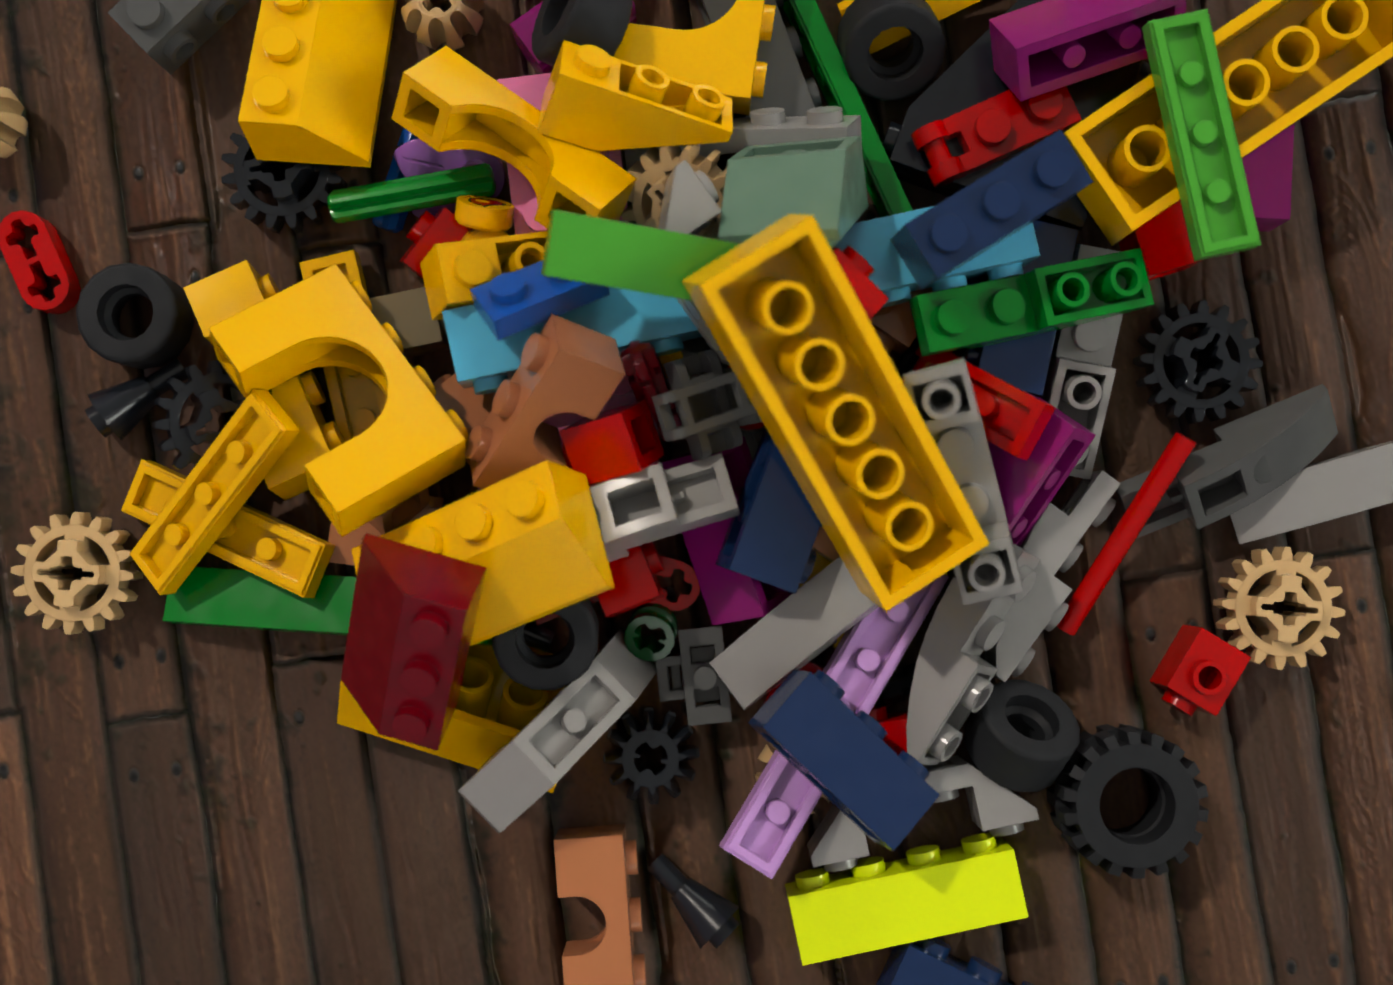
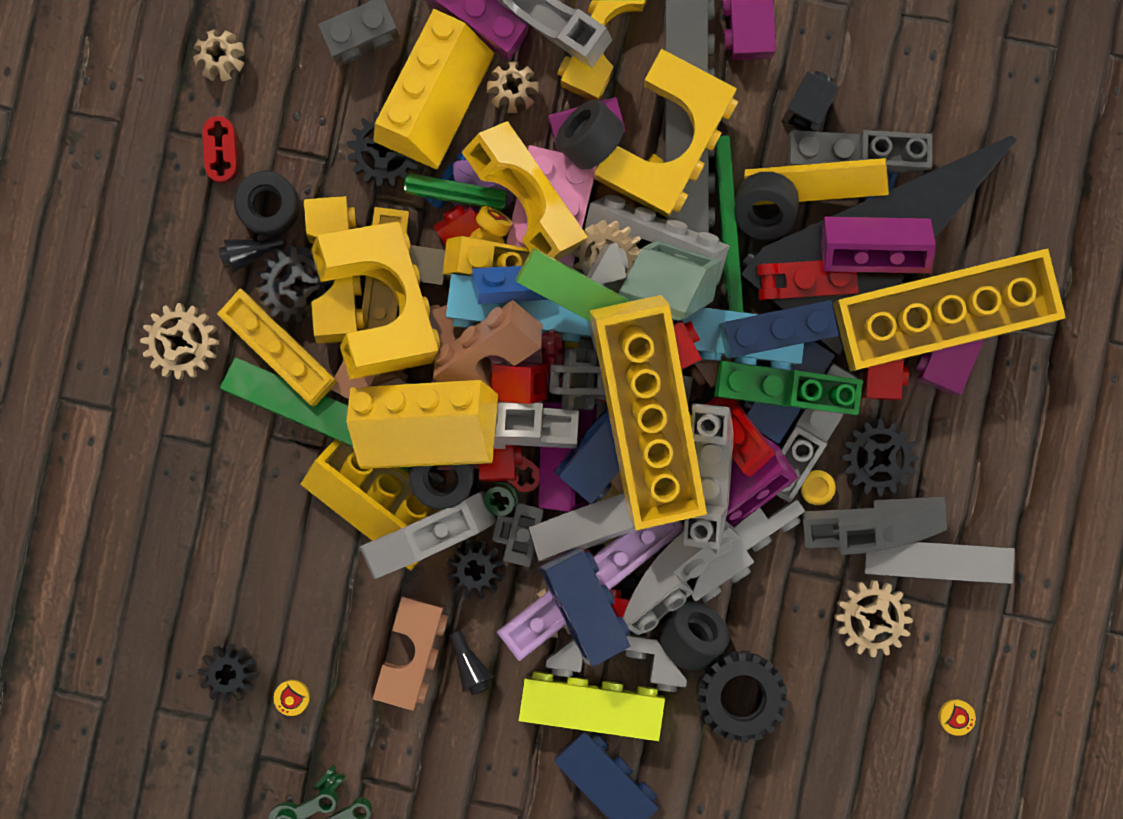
camera: 20 degrees right, 0 degrees up
(214, 491) = (280, 326): yellow tile -> none
(410, 638) = (366, 449): dark red slope -> none
(627, 106) = (595, 194): yellow slope -> none
(1121, 442) = (818, 488): none -> yellow tile
(1126, 531) = (797, 542): red bar -> none
(1198, 671) = (812, 638): red brick -> none
(1201, 135) = (913, 330): bright green tile -> none

